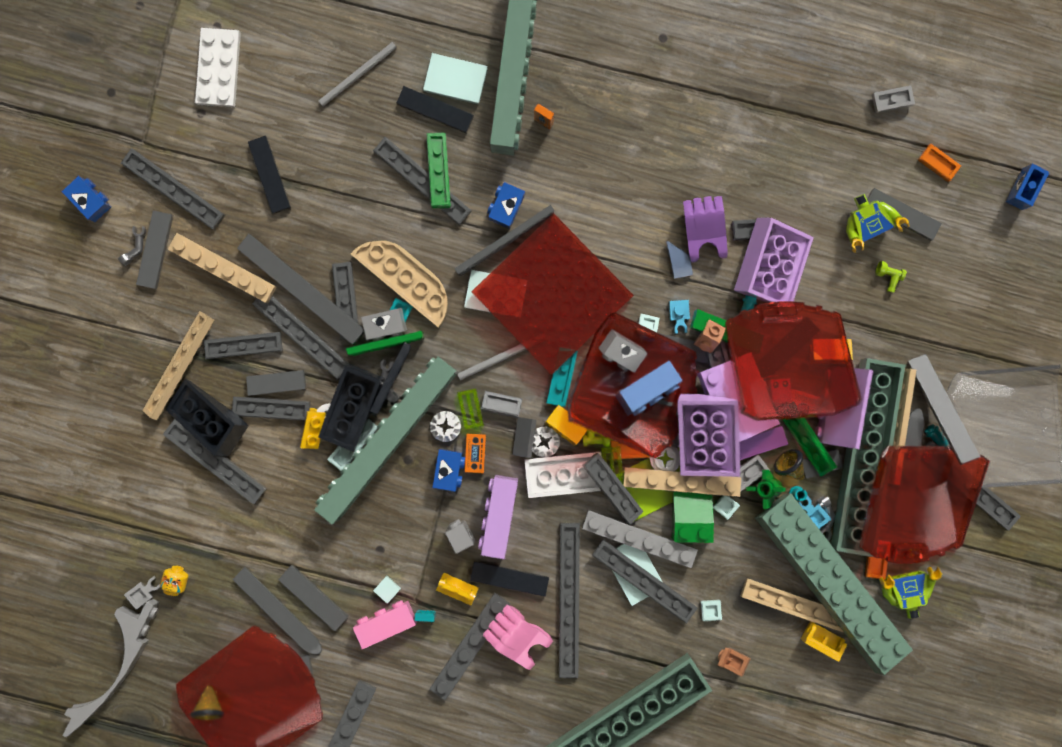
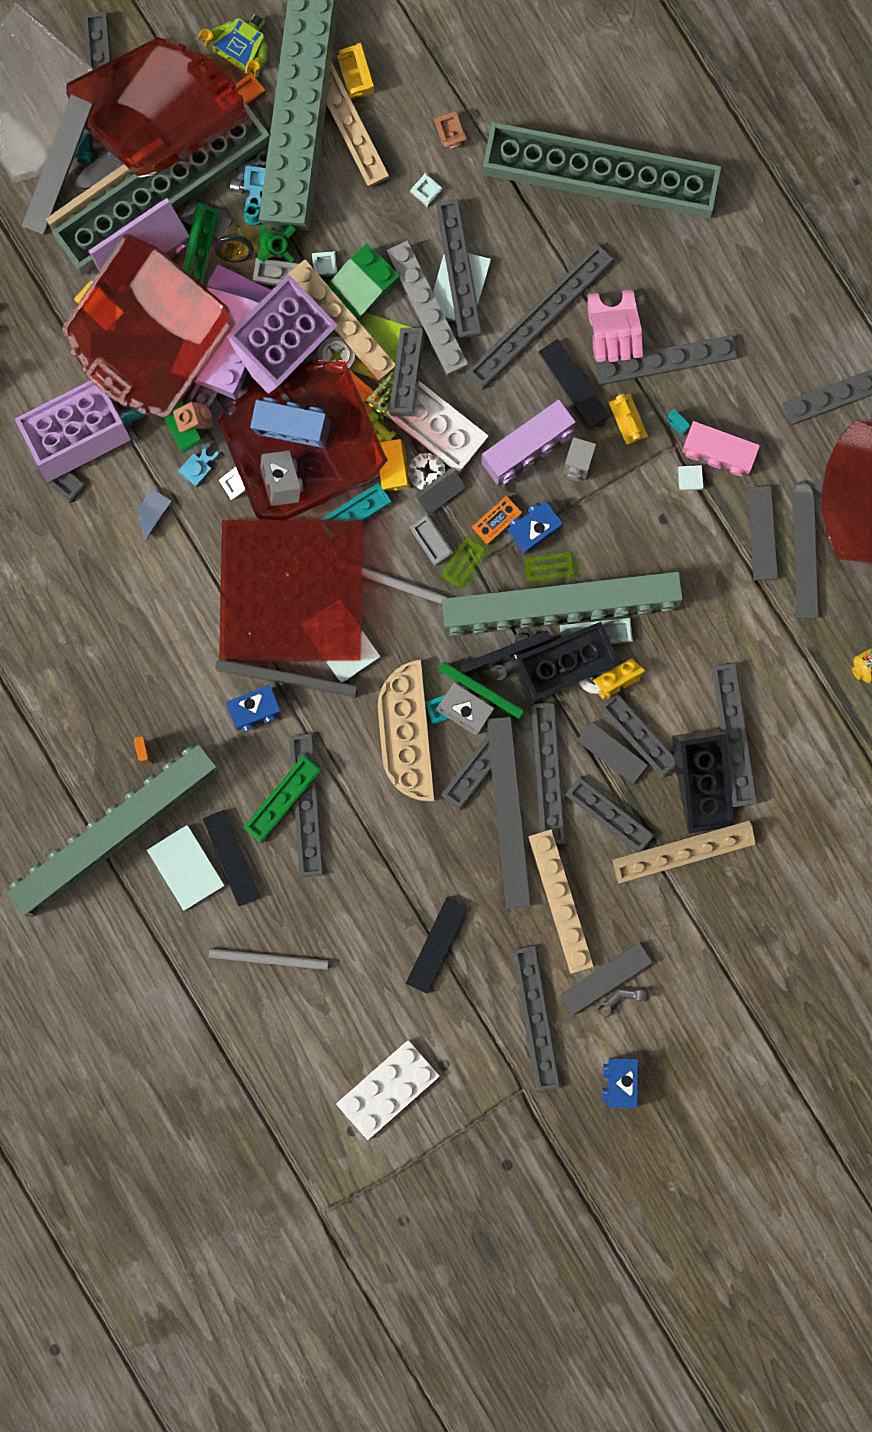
camera: 135 degrees left, 5 degrees down
(409, 467) = (568, 564): none -> clear neon green tile
(450, 434) = (499, 580): white gear -> none
(705, 224) = (99, 518): medium lavender piece -> none

